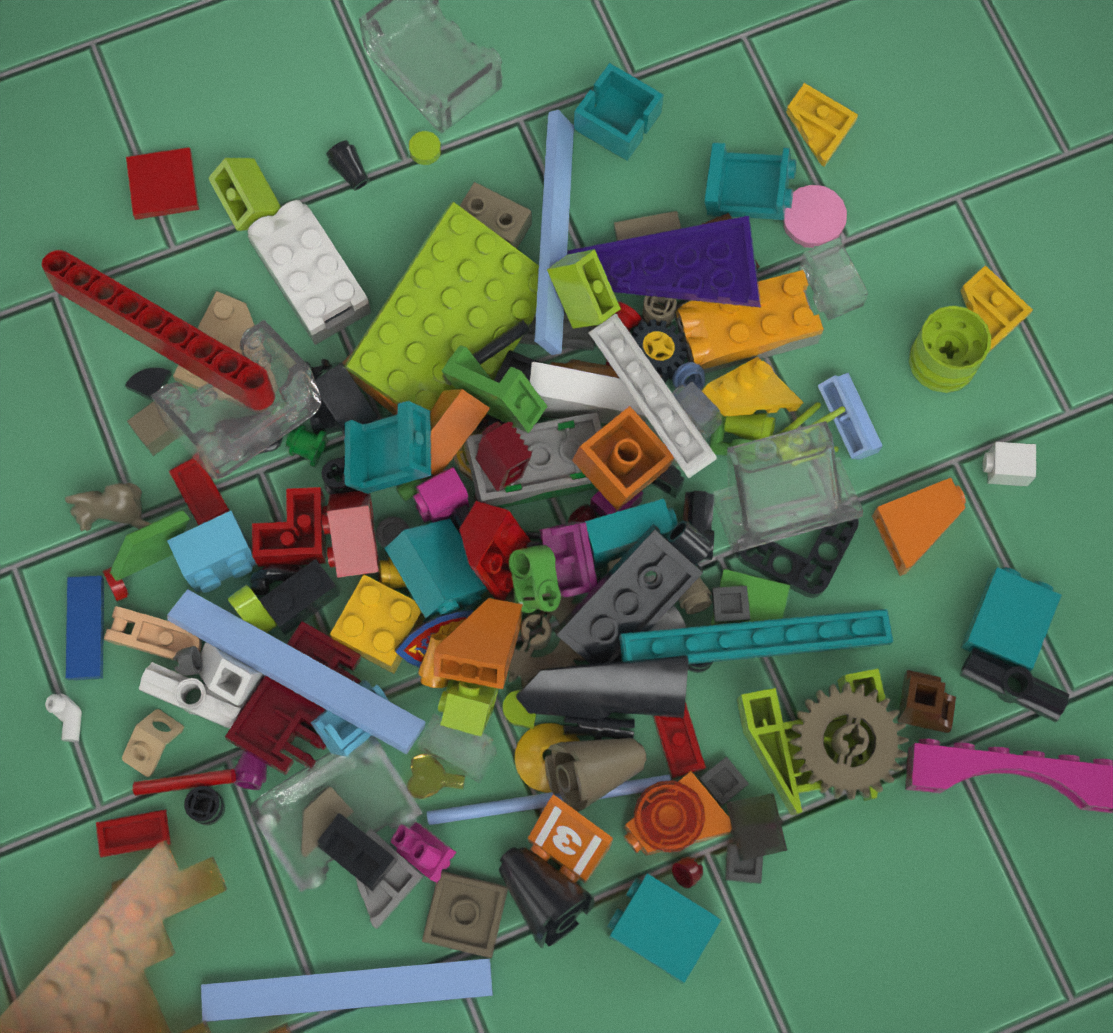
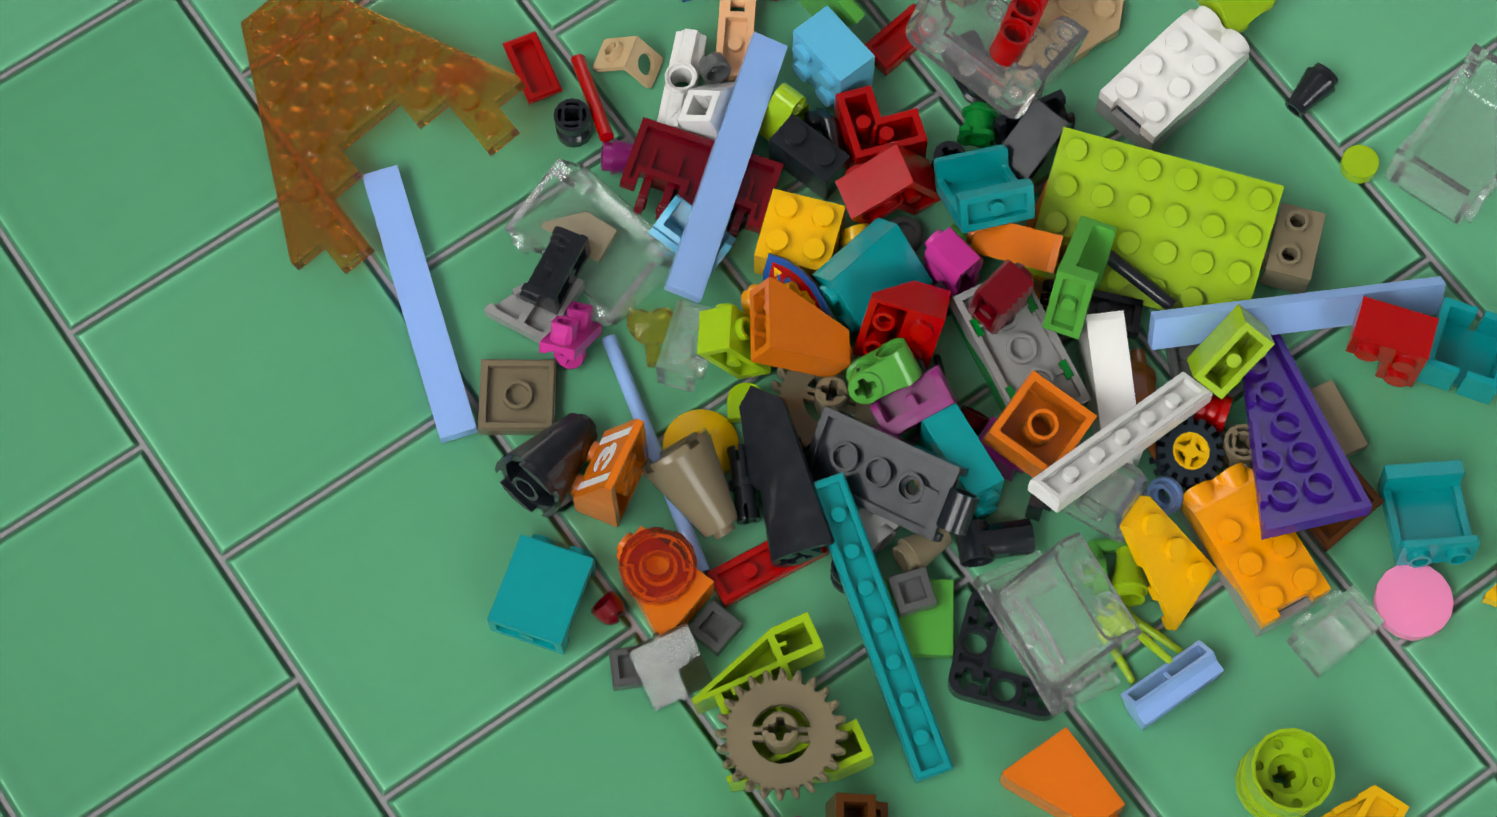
camera: 80 degrees right, 5 degrees down
(601, 162) = (1393, 337): none -> red brick

